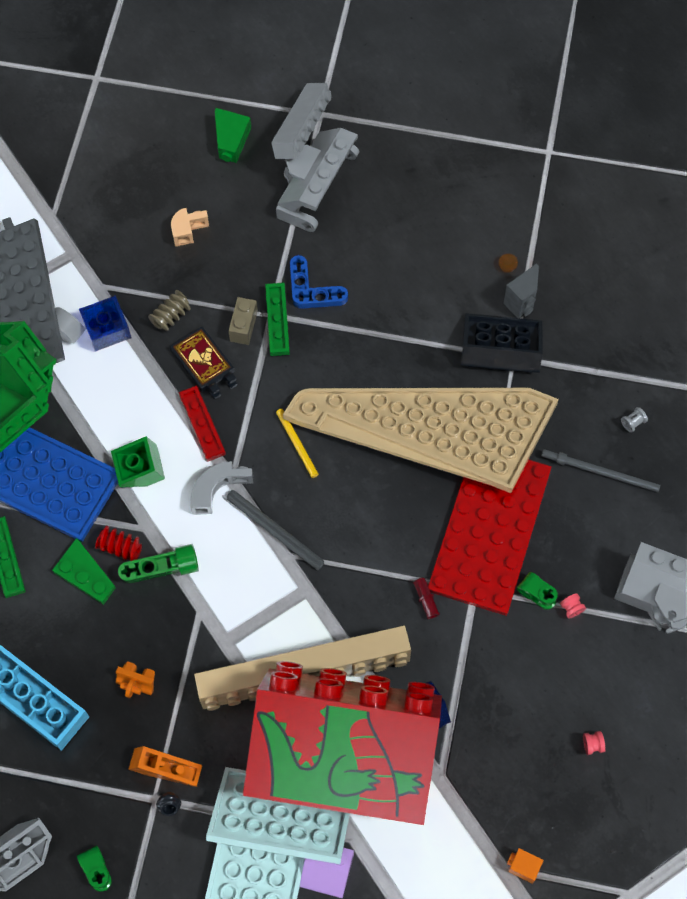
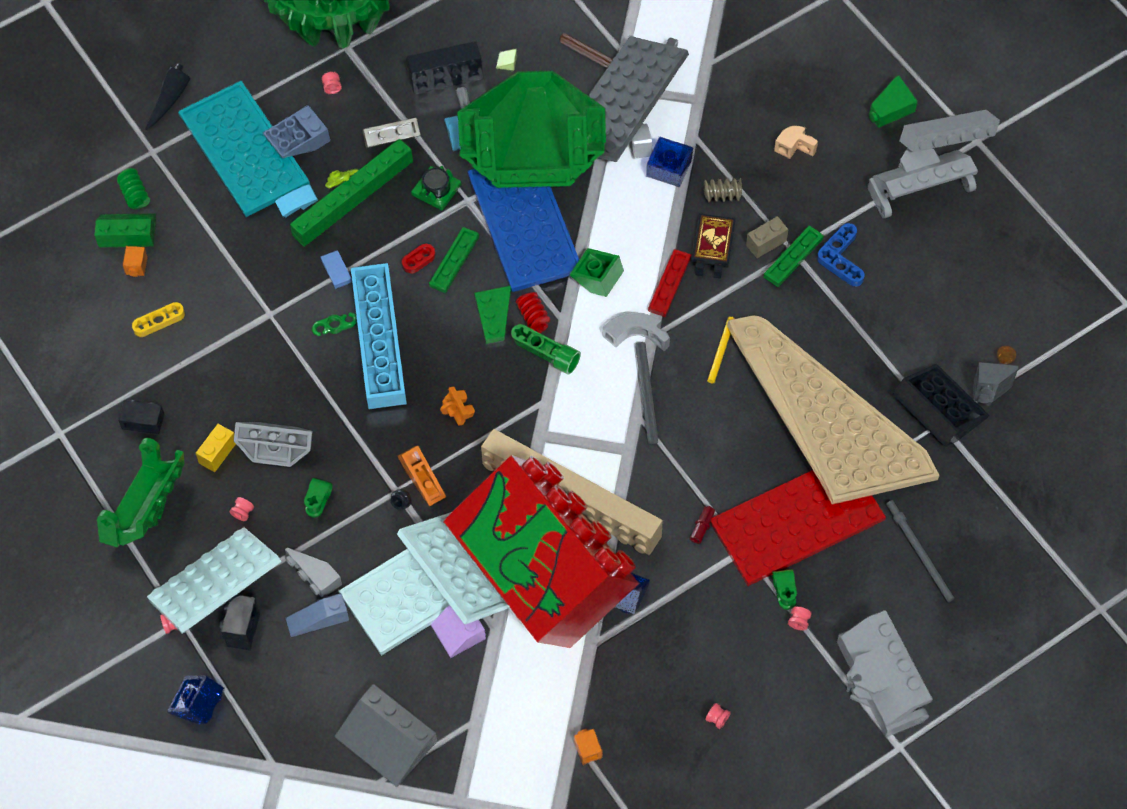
camera: 45 degrees right, 5 degrees down
(634, 419) = (983, 537): light grey bush -> none

